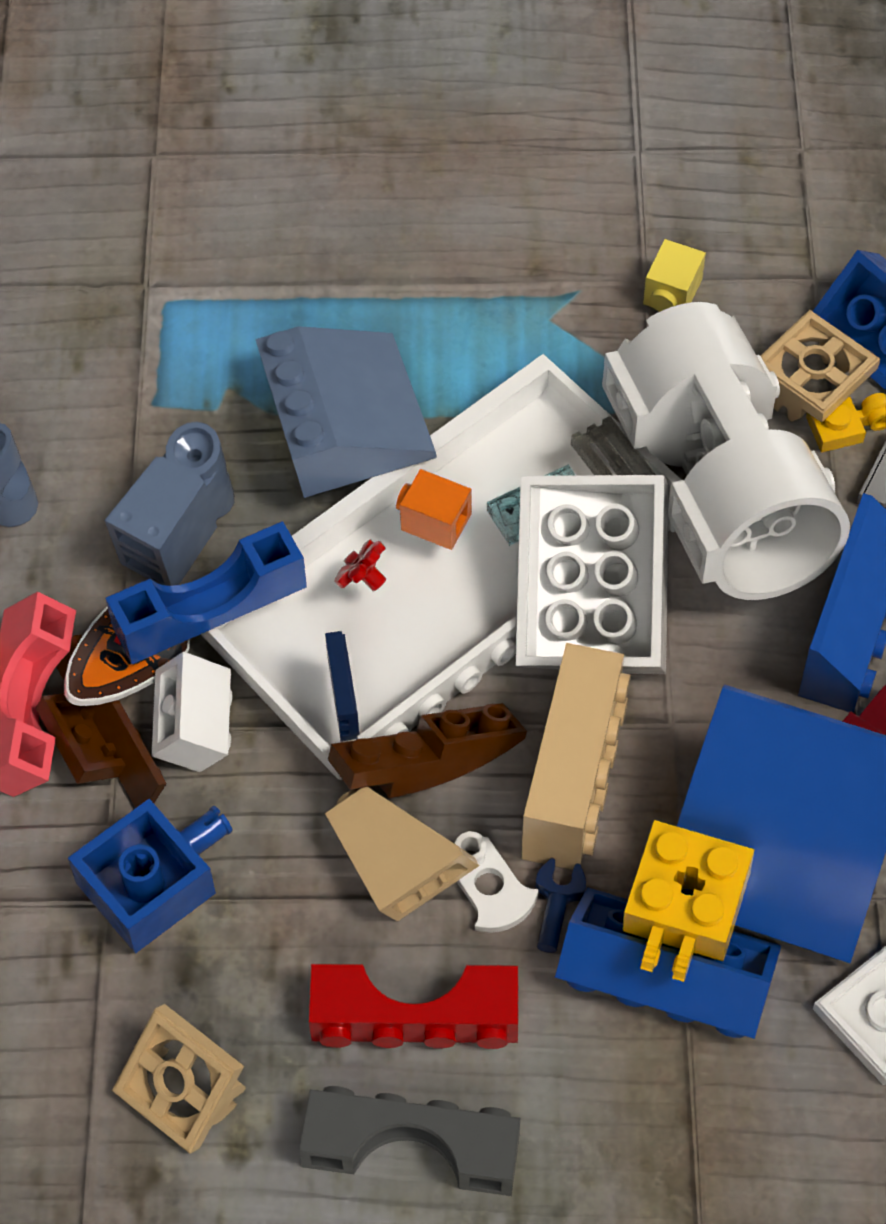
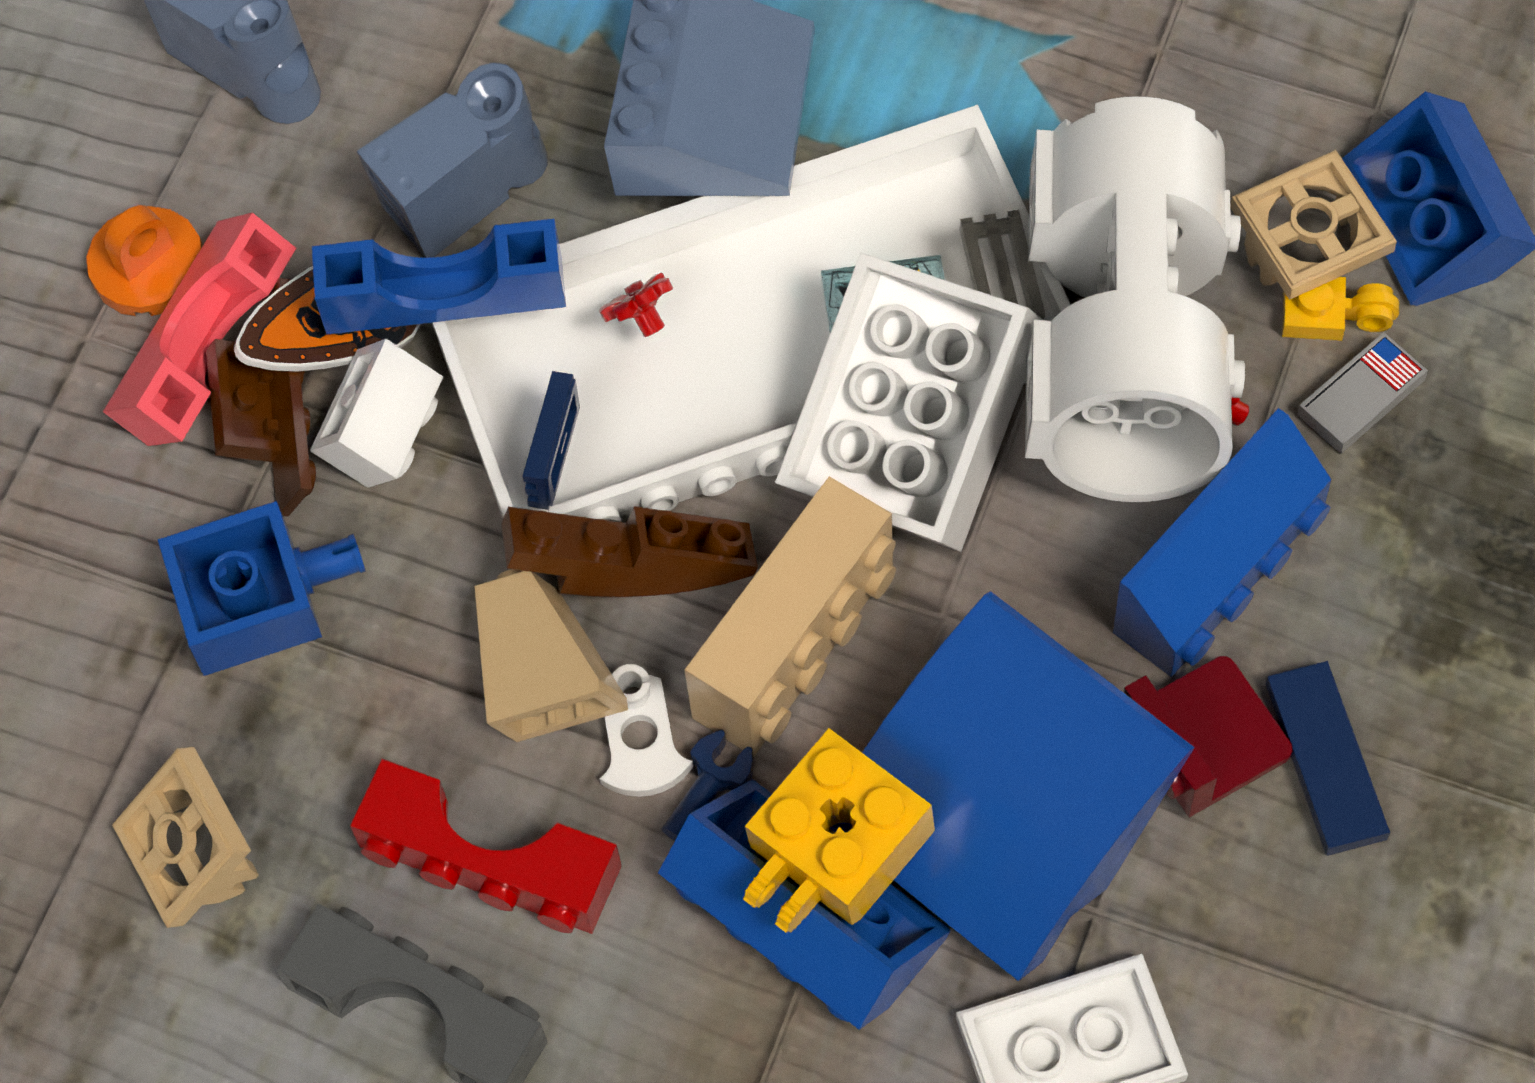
camera: 25 degrees right, 5 degrees up
(434, 508) = (755, 259): orange brick -> none
(673, 276) = (1190, 56): light yellow brick -> none

